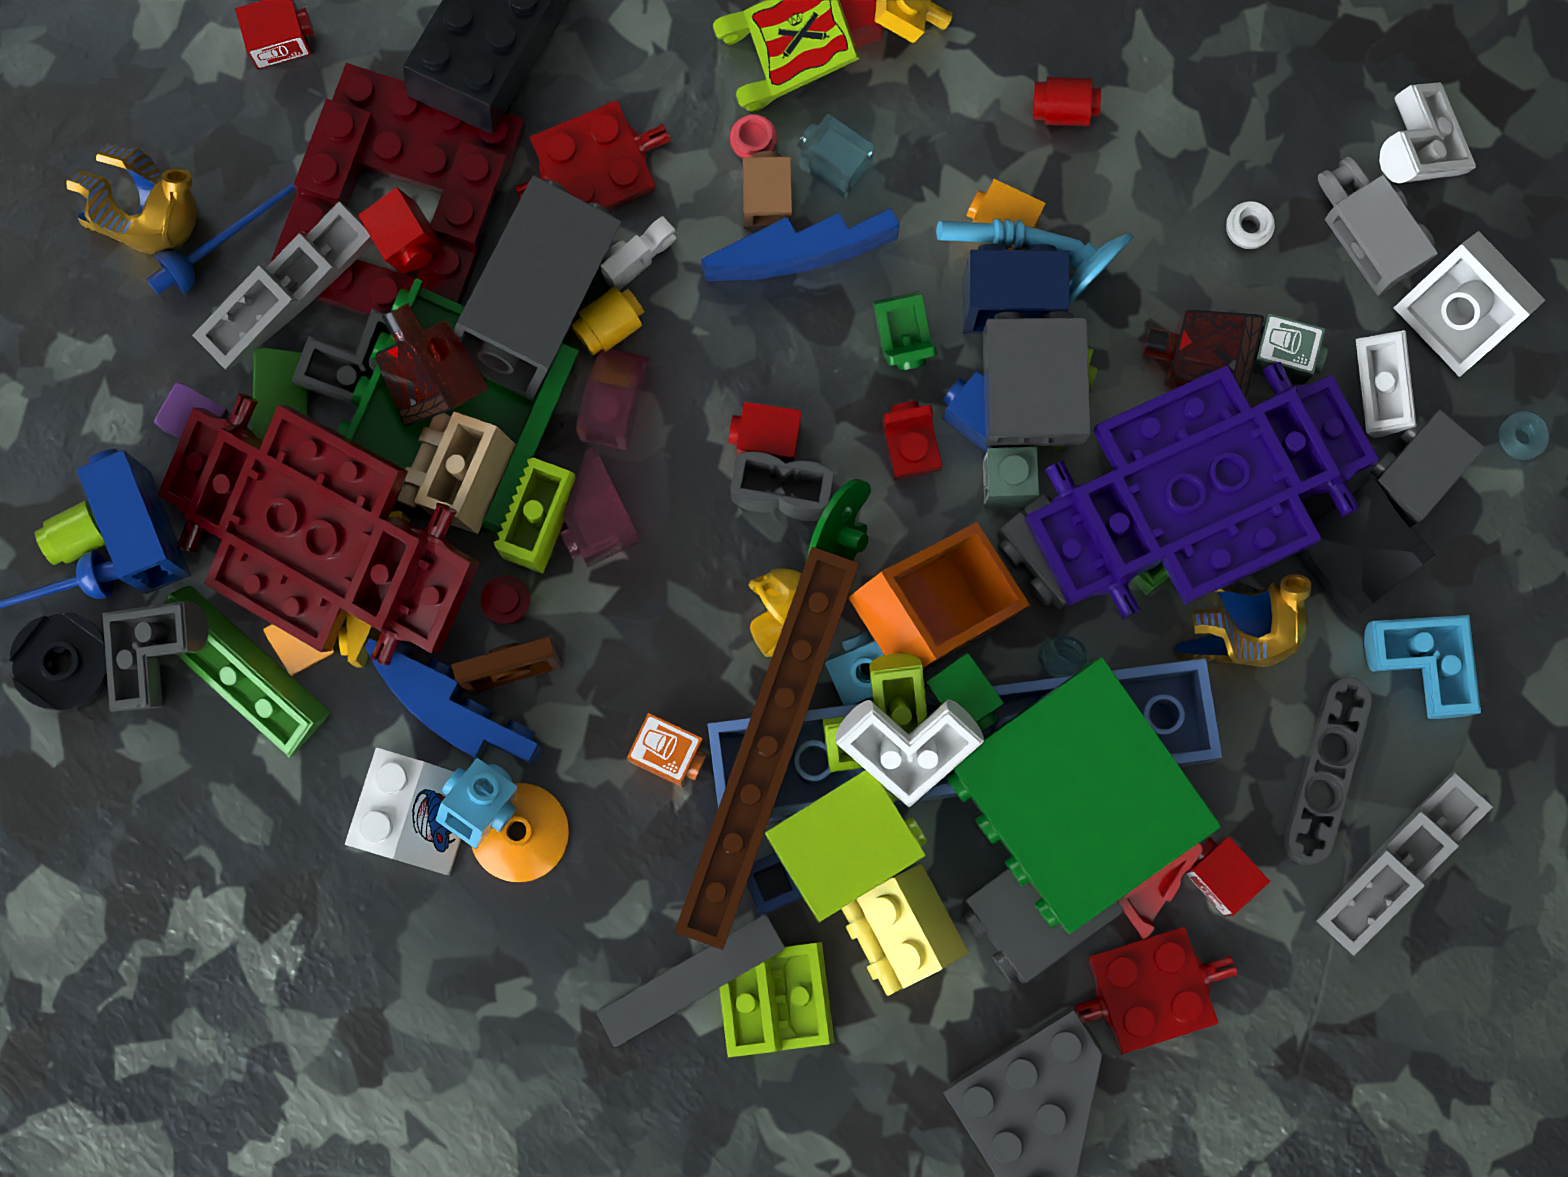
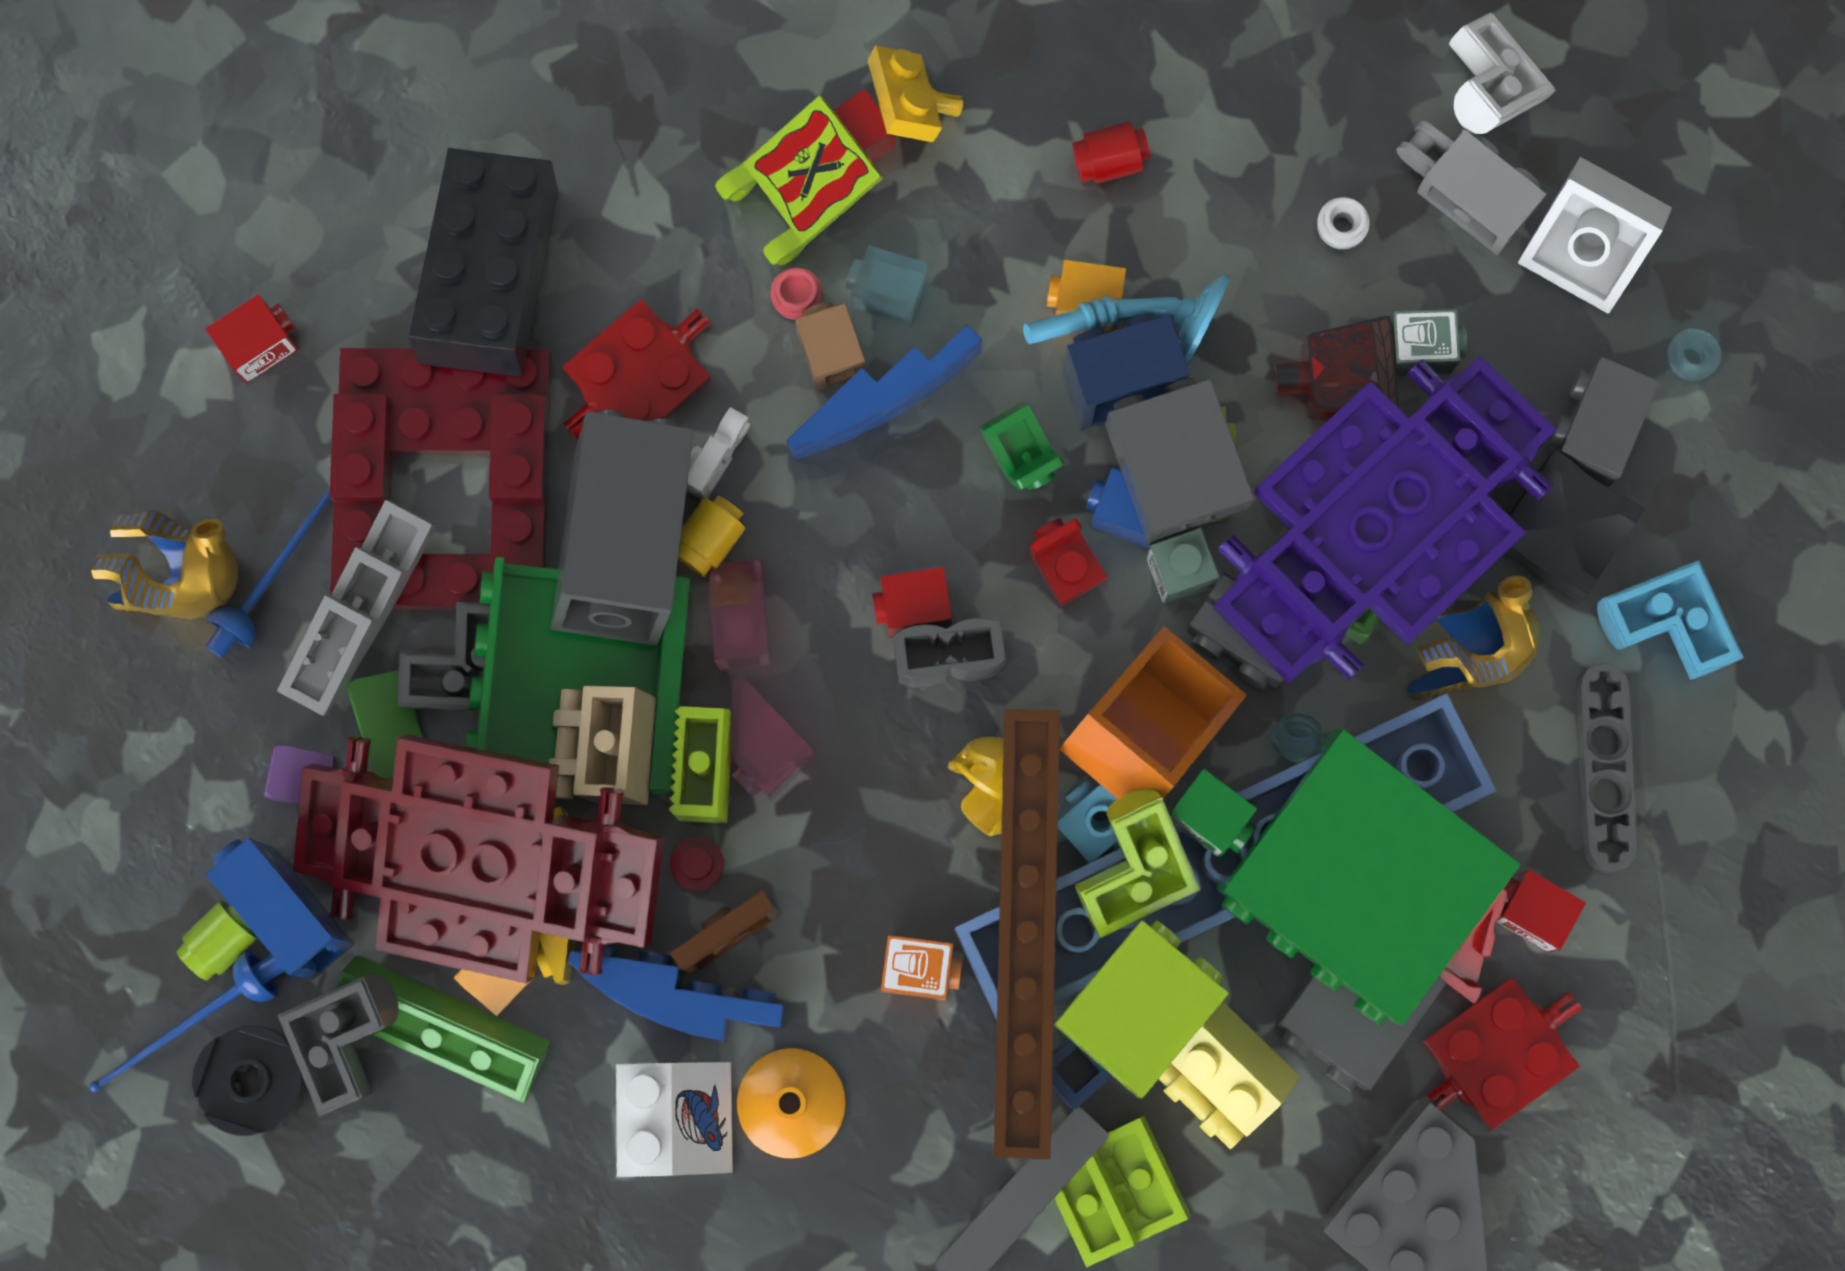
camera: 15 degrees left, 0 degrees up
(400, 231) = (462, 511): red brick -> none
(426, 368) = (540, 650): clear red torso -> none
(477, 802) = (740, 1086): medium azure brick -> none
(839, 532) = (1022, 681): green piece -> none
(912, 761) = (1176, 902): white brick -> none
(1386, 383) = (1537, 346): white slope -> none
(1403, 863) = (1714, 838): light grey slope -> none

